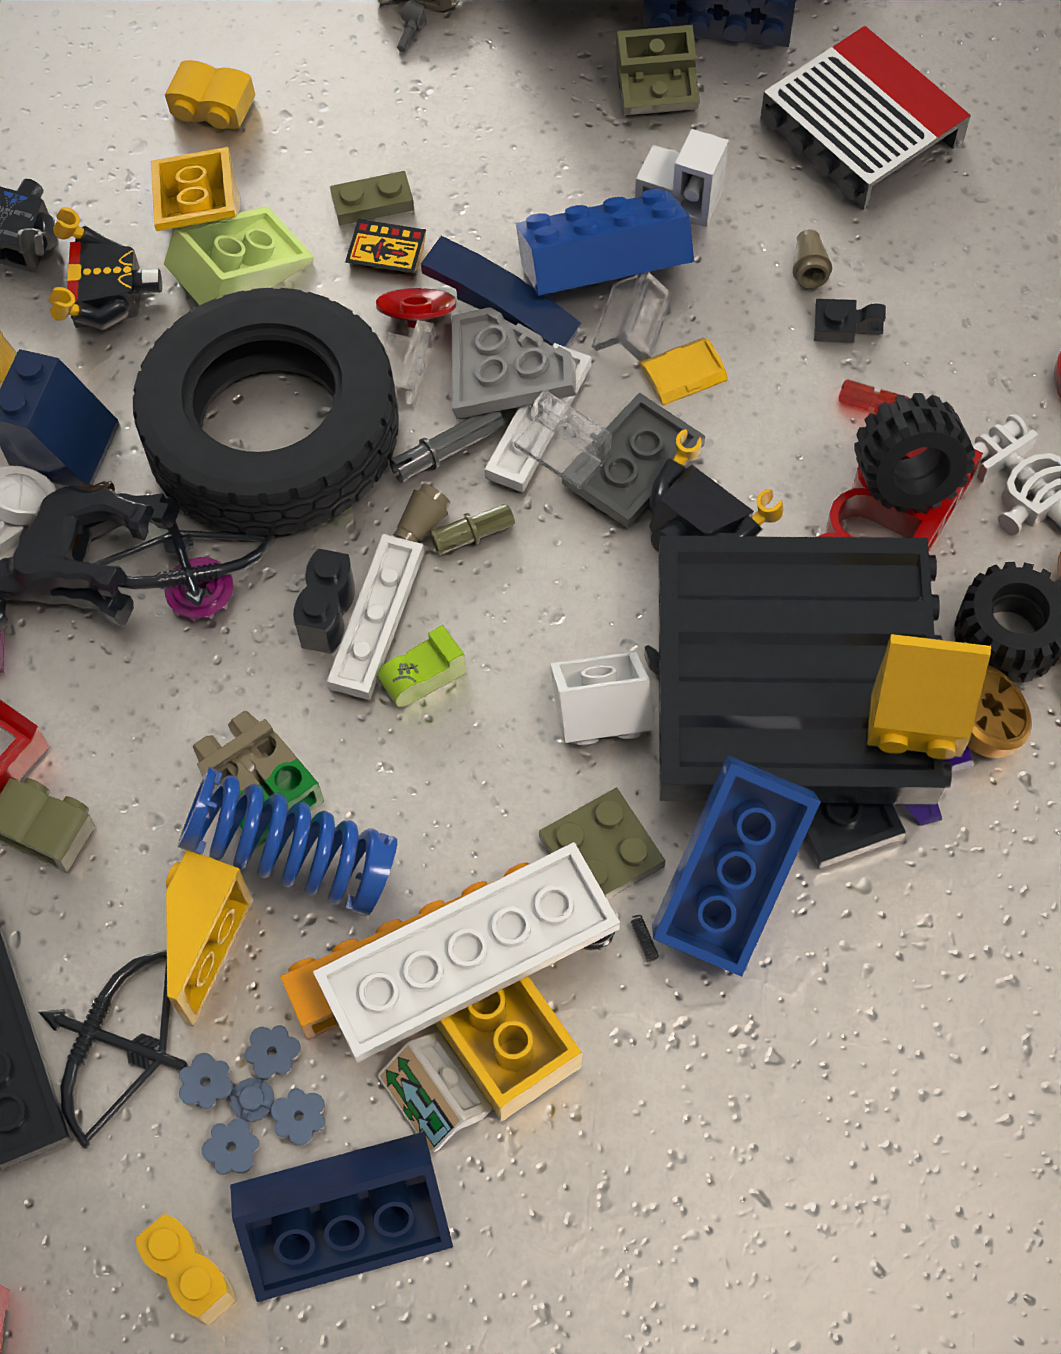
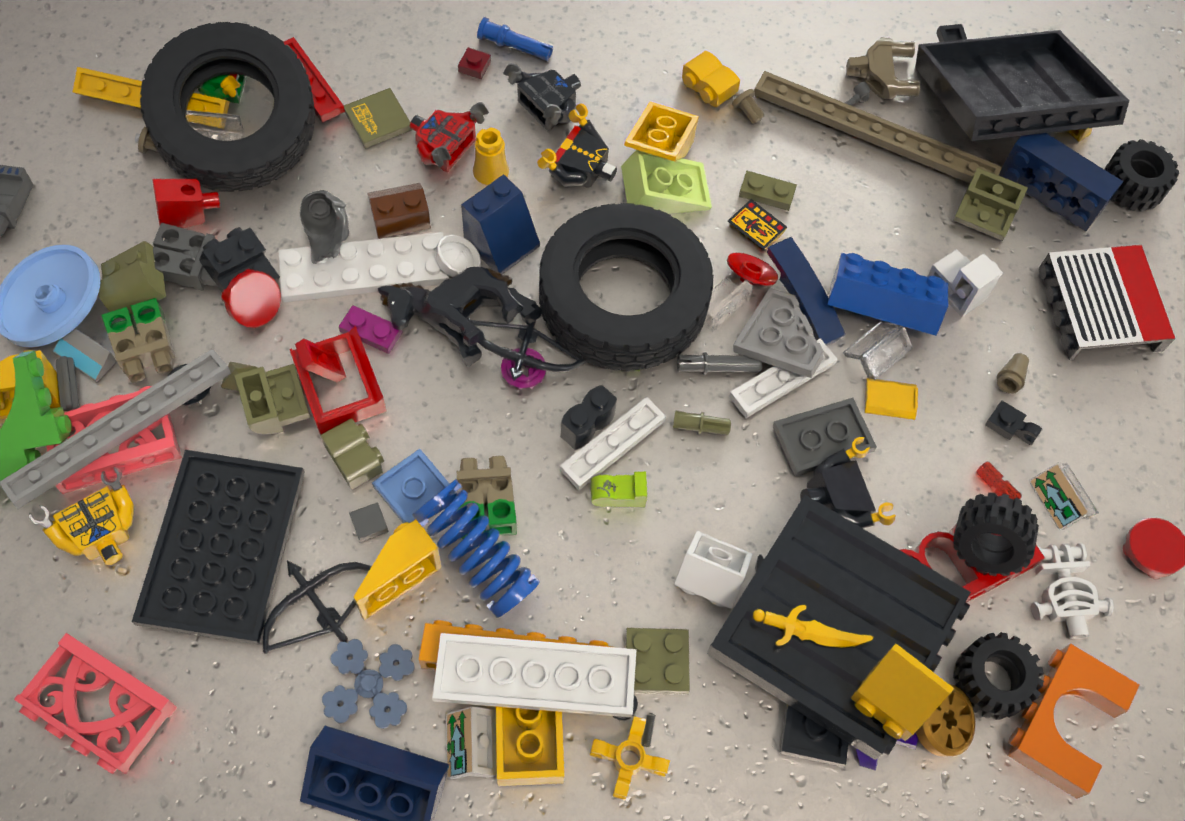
camera: 25 degrees right, 0 degrees up
(118, 899) = (368, 522): none -> dark grey tile
(145, 821) = (410, 485): none -> medium blue tile
(191, 1277) = (271, 767): yellow brick -> none
(280, 104) = (748, 105): none -> dark tan piece
(423, 513) = (677, 398): dark tan cone -> none
(449, 53) = (871, 128): none -> dark tan plate
(565, 440) = (787, 402): clear panel -> none
(611, 993) = (652, 764): none -> yellow pin
(735, 865) = (724, 722): blue brick -> none
(767, 694) = (809, 630): none -> yellow piece
(955, 372) = (1063, 495): none -> panel

